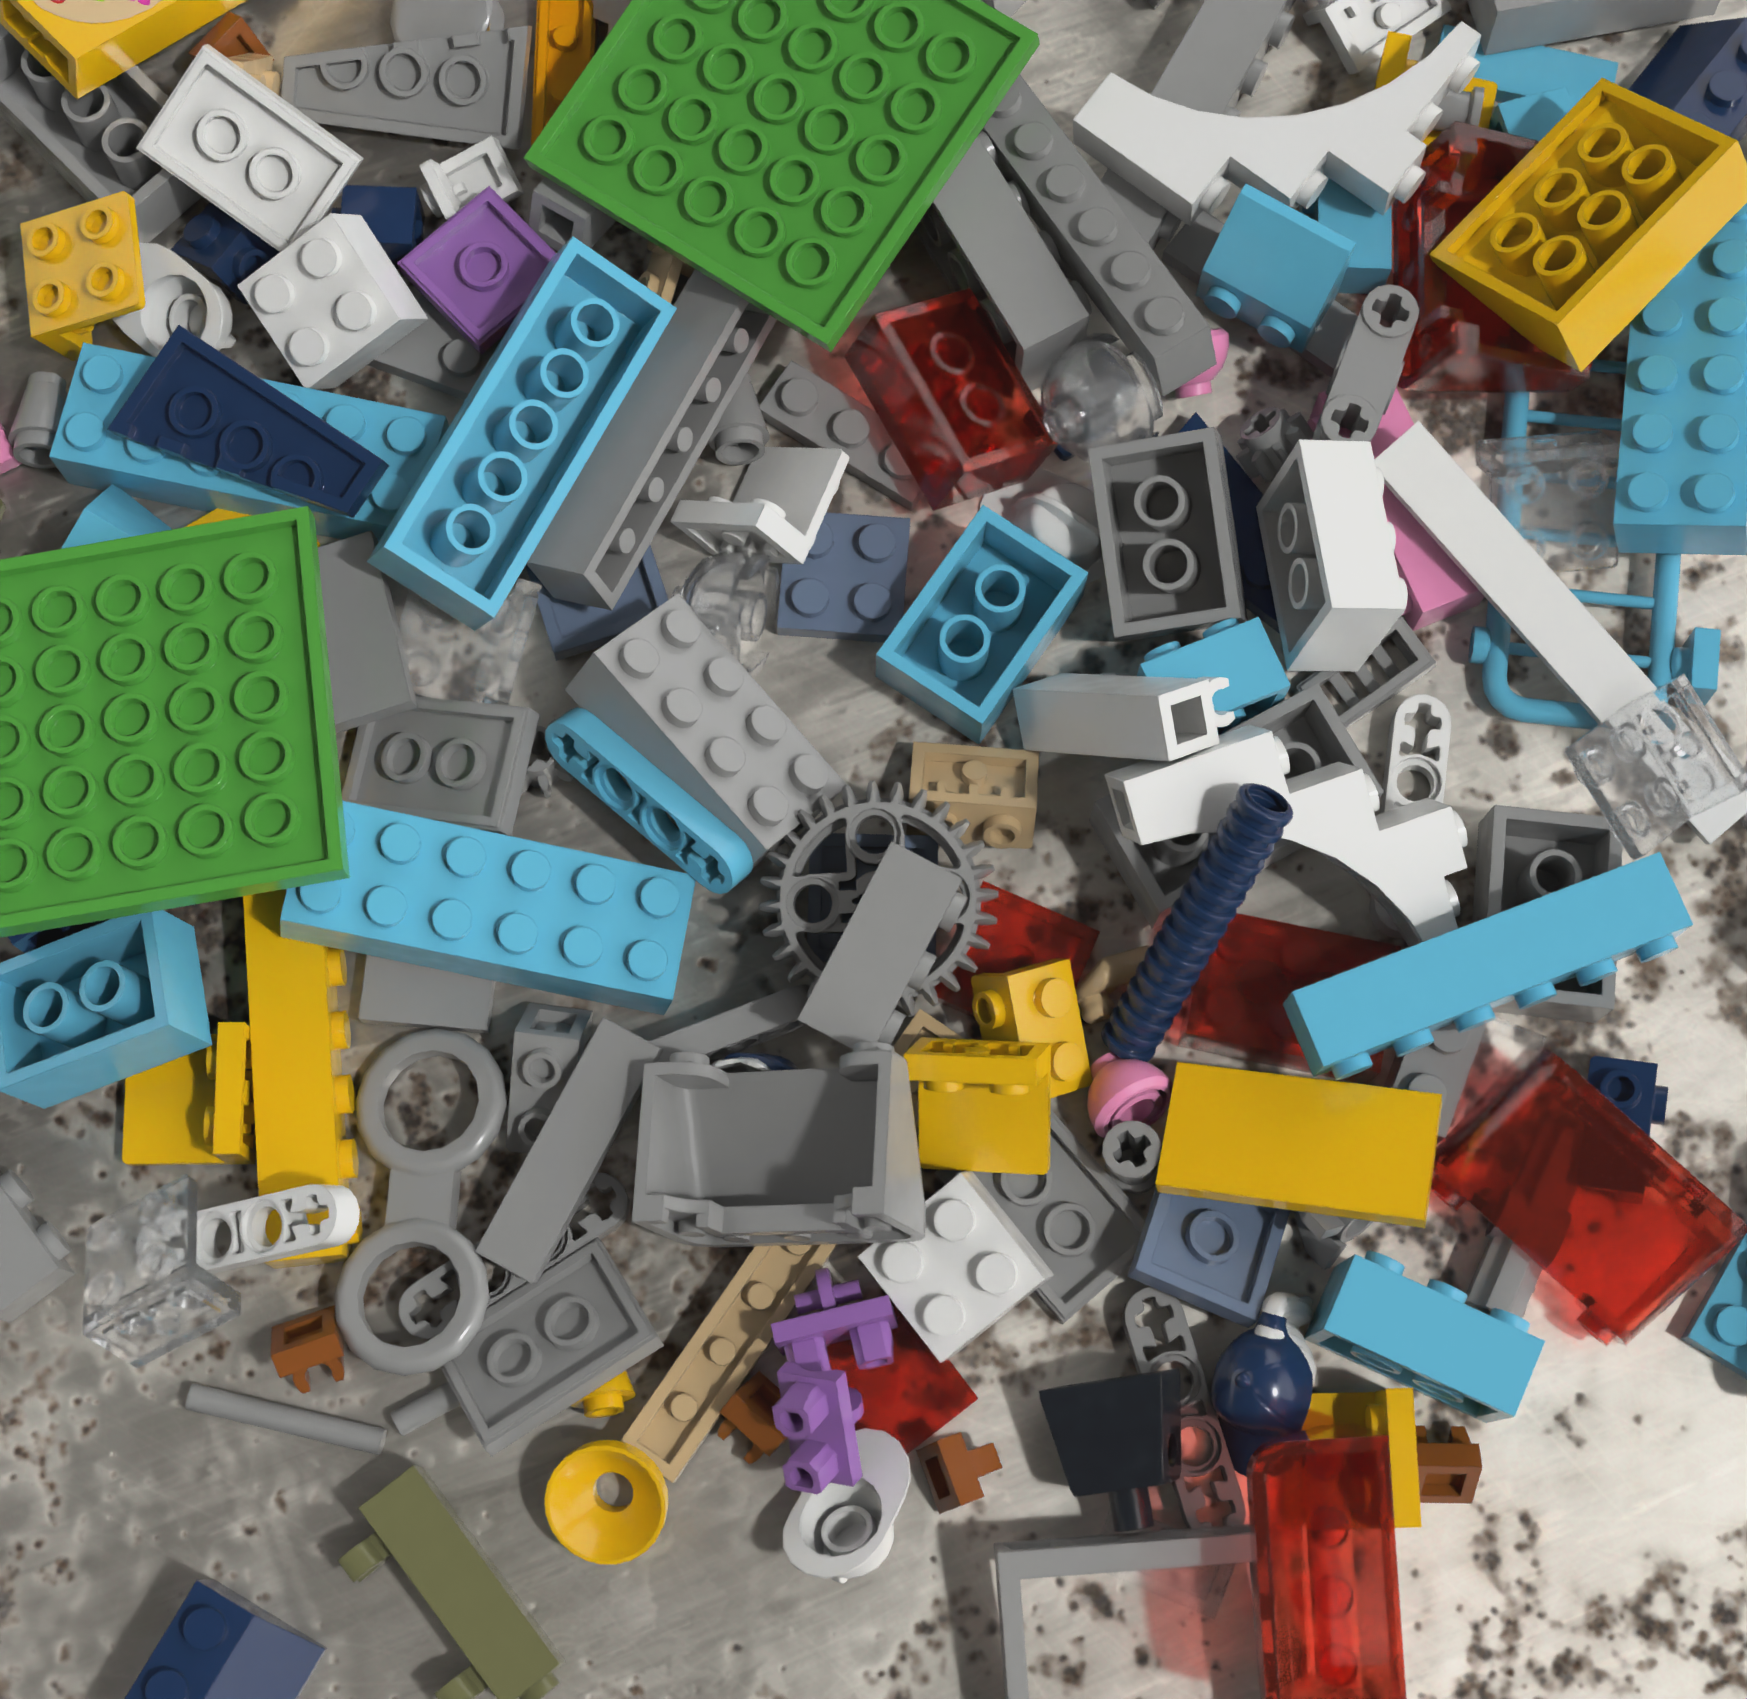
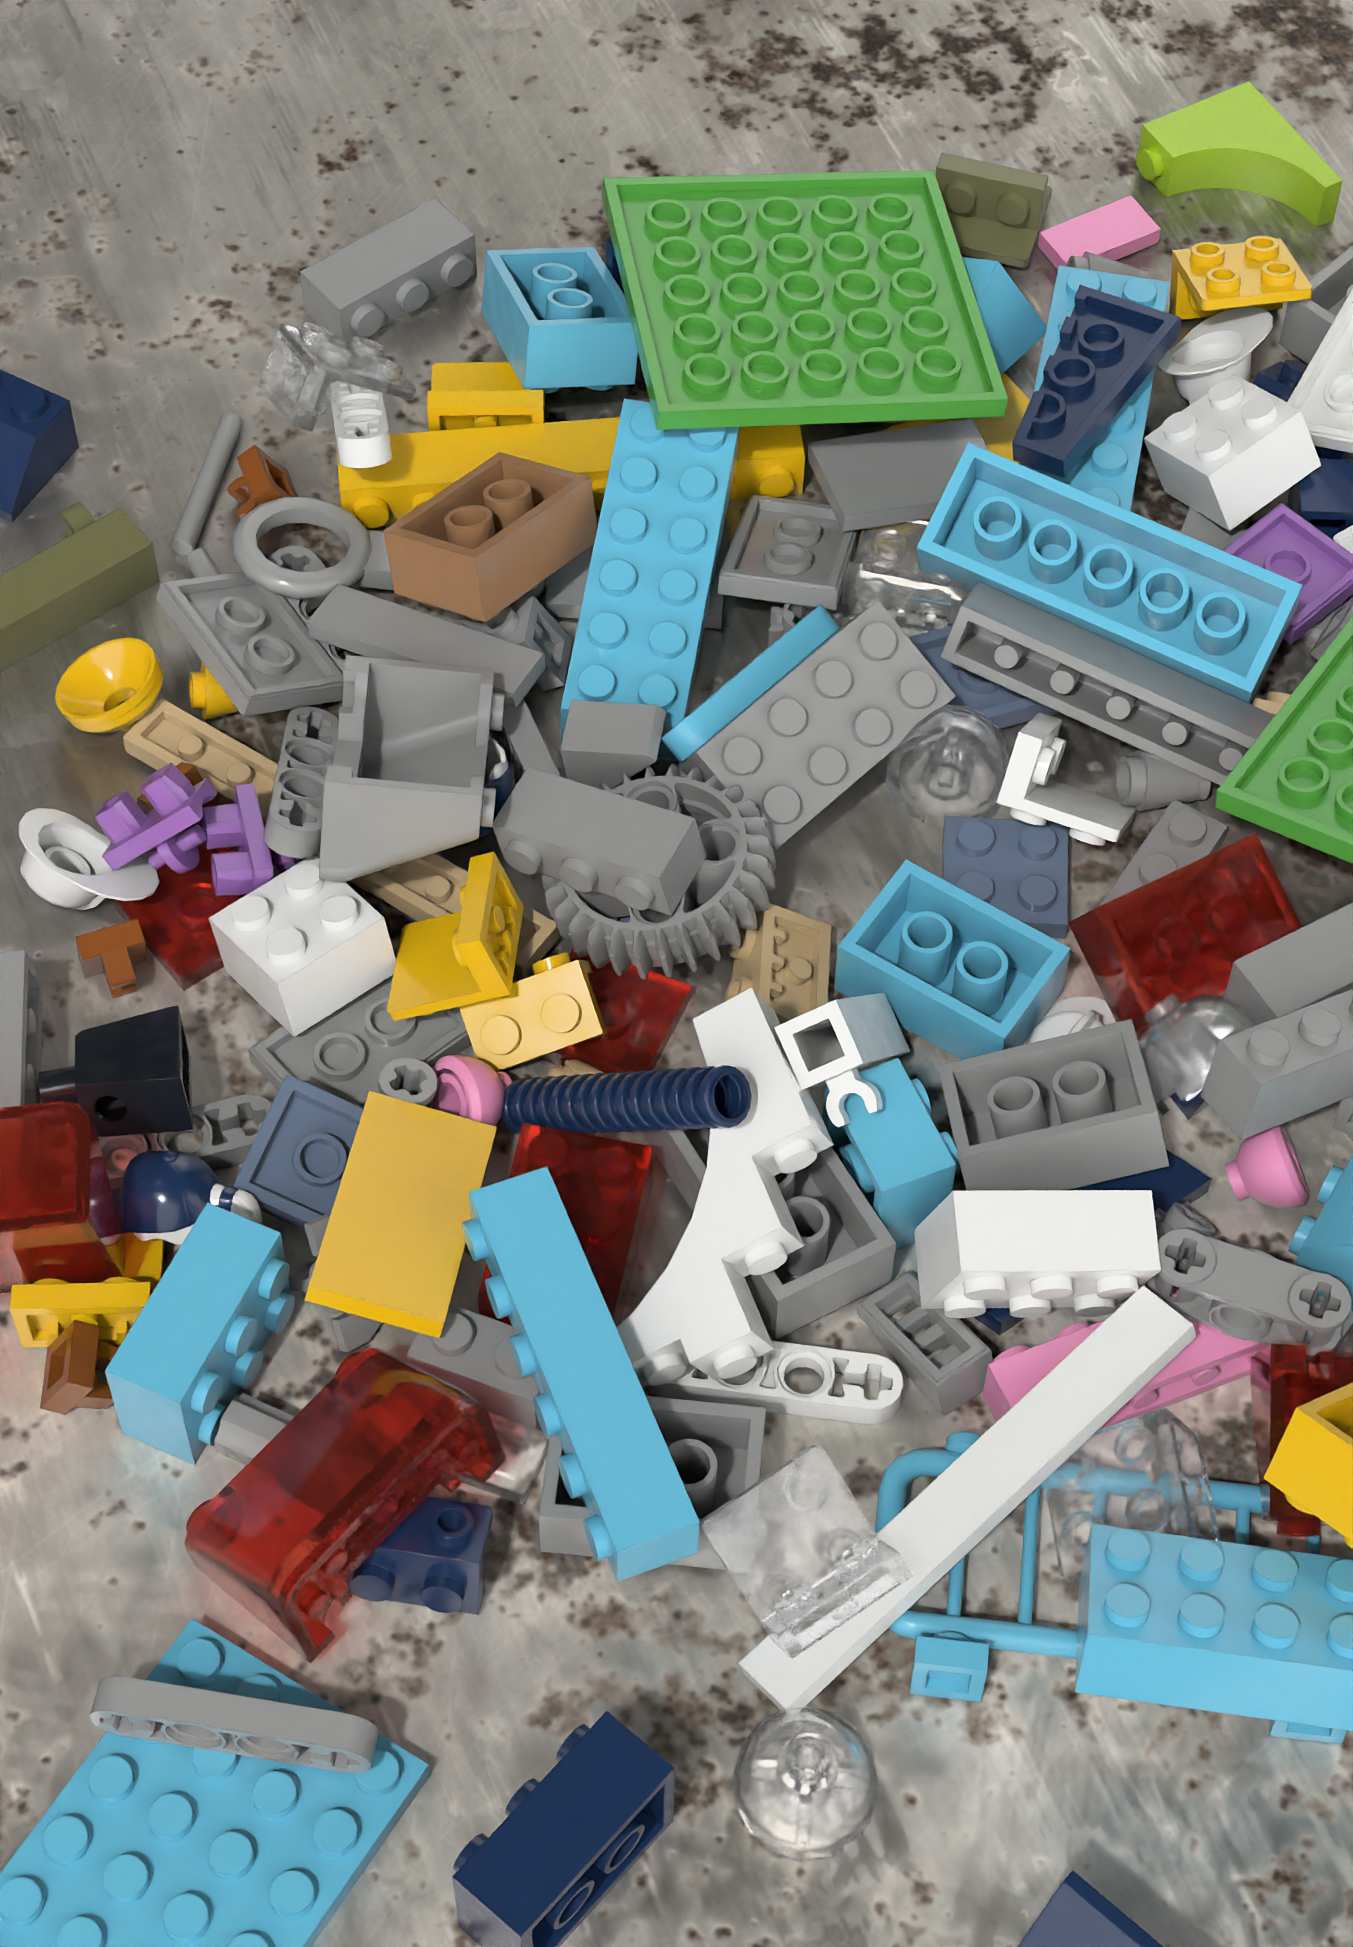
camera: 90 degrees right, 20 degrees down
(444, 1072) = (491, 536): none -> medium nougat brick
(717, 943) = (610, 739): none -> light grey slope
(755, 1265) = (299, 782): none -> light grey beam

